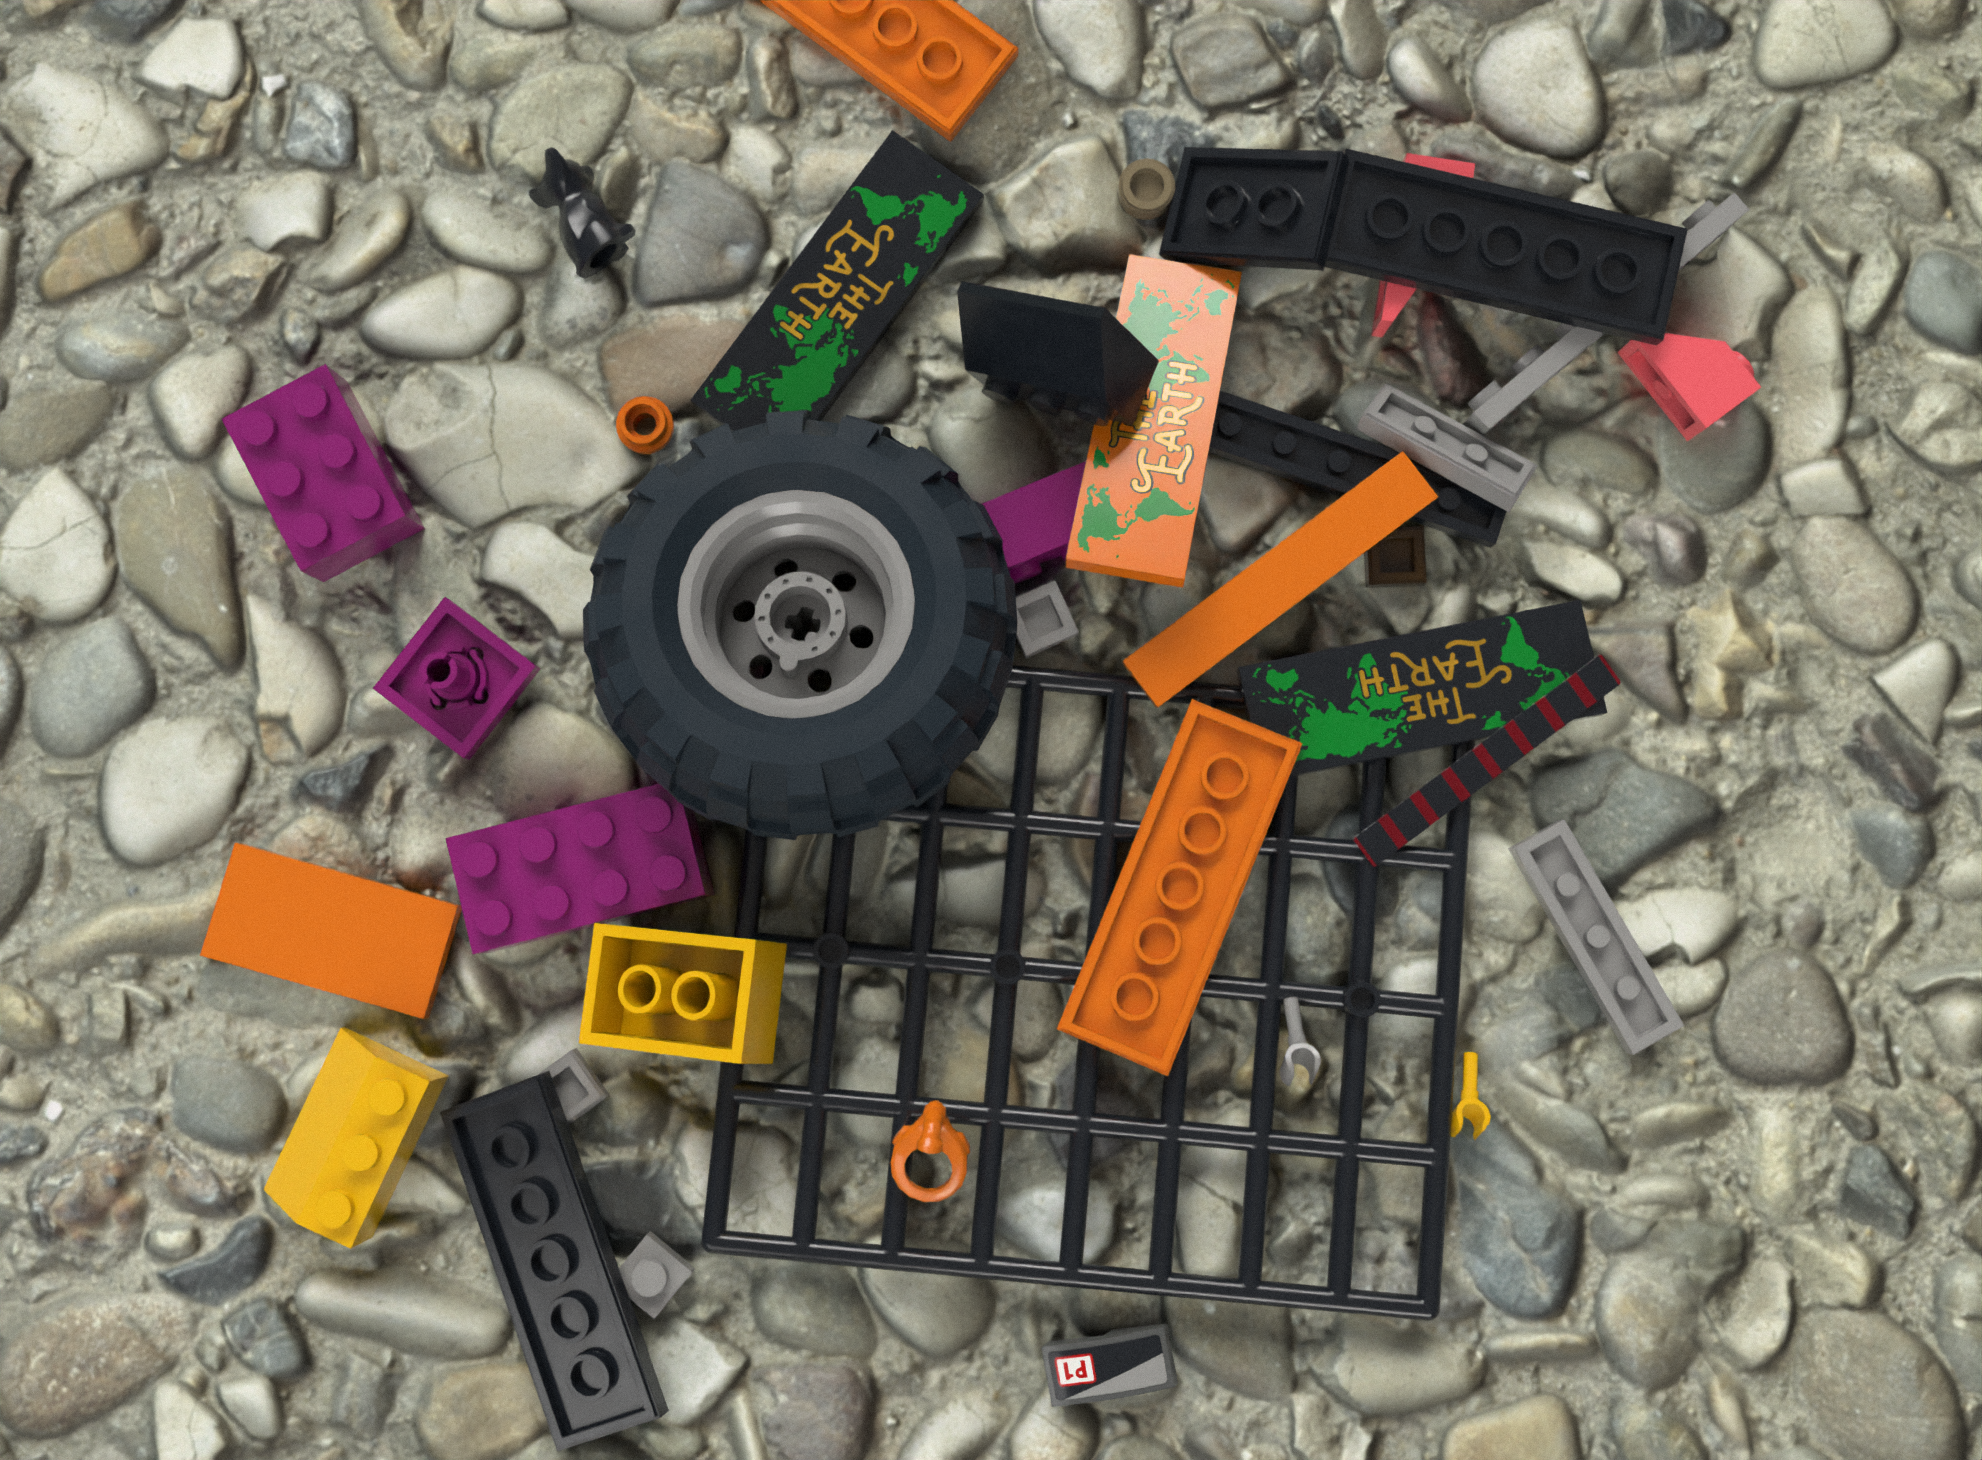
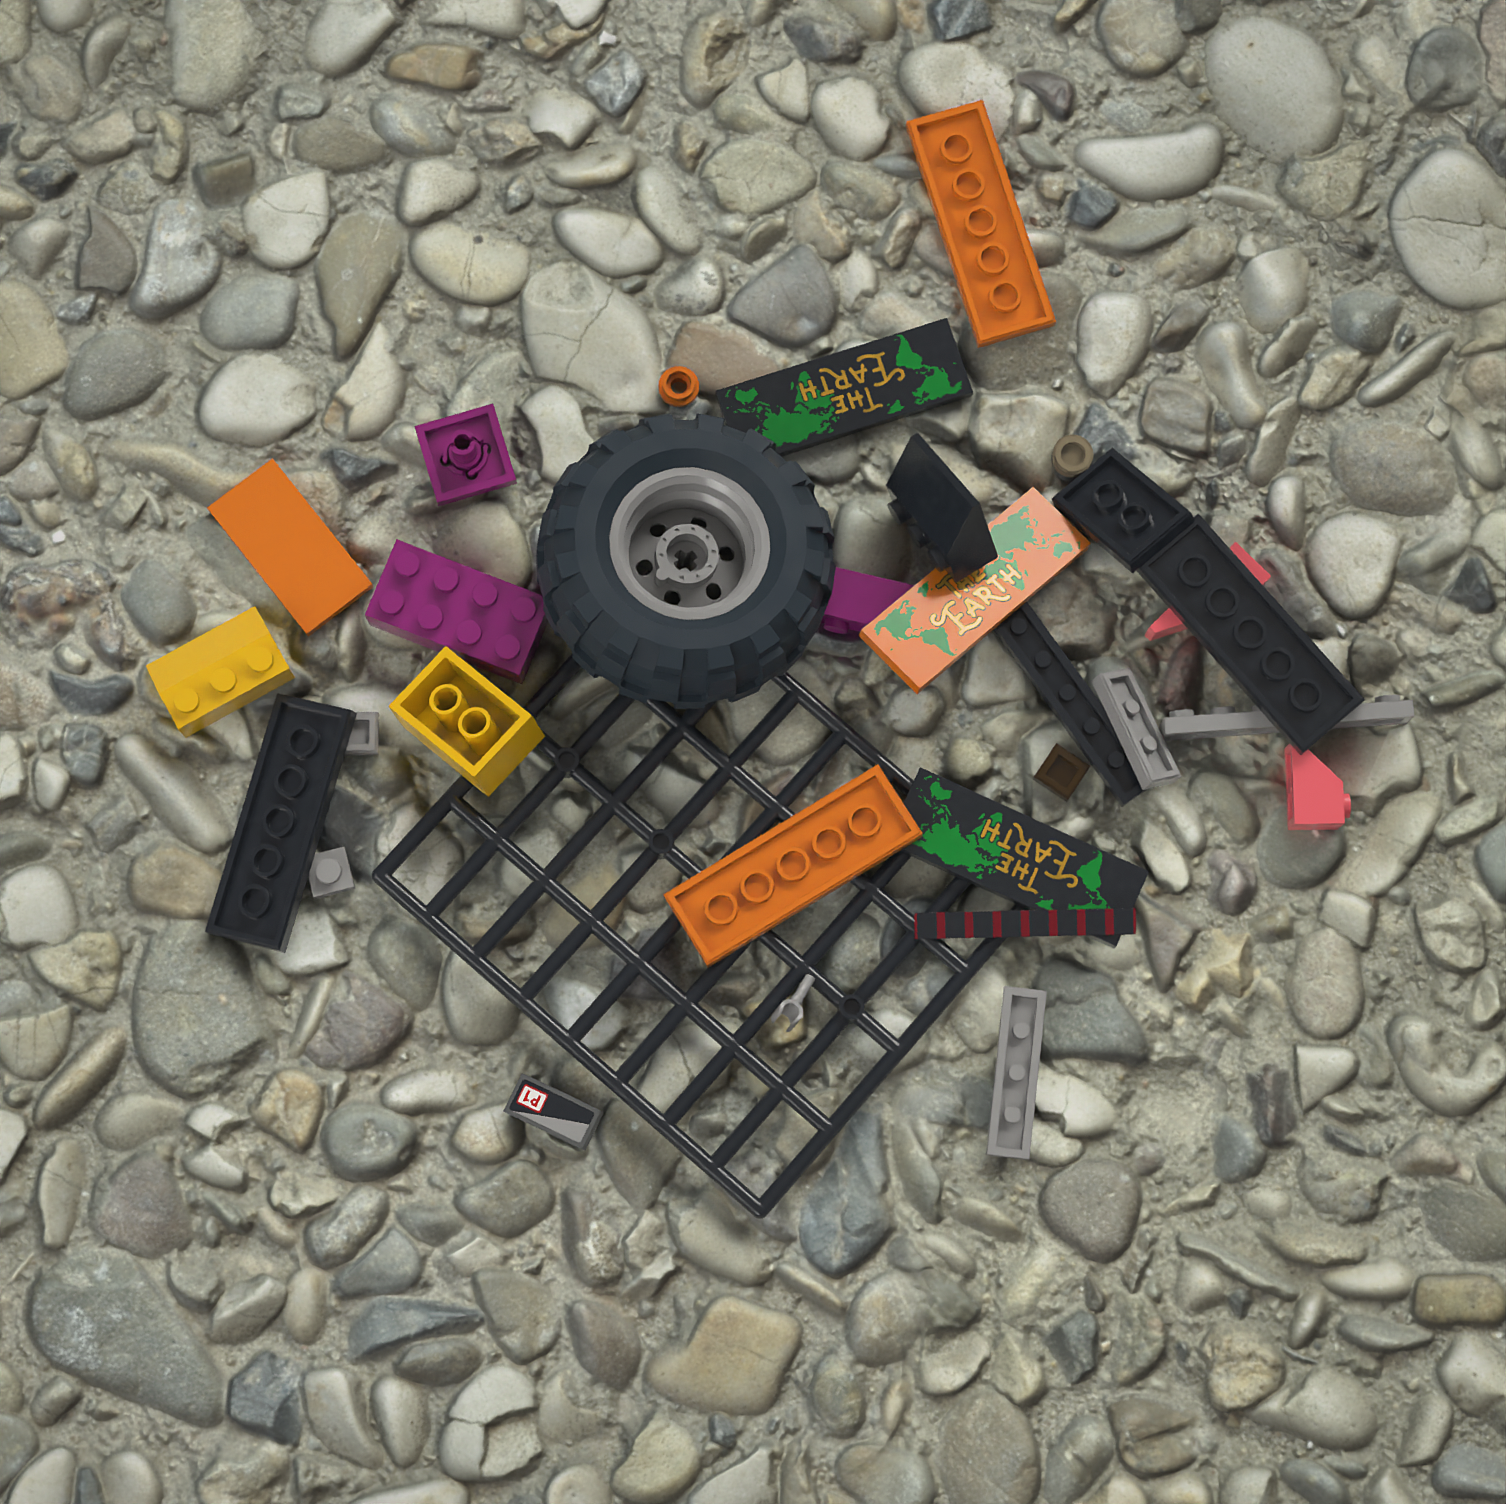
camera: 30 degrees right, 5 degrees down
(322, 473) = (474, 285): magenta brick -> none
(585, 224) = (728, 247): black animal -> none
(930, 1135) = (553, 900): orange piece -> none
(1043, 619) = (826, 659): light grey plate -> none
(1279, 579) = (981, 734): orange tile -> none
(1470, 1105) = (870, 1116): yellow hand -> none

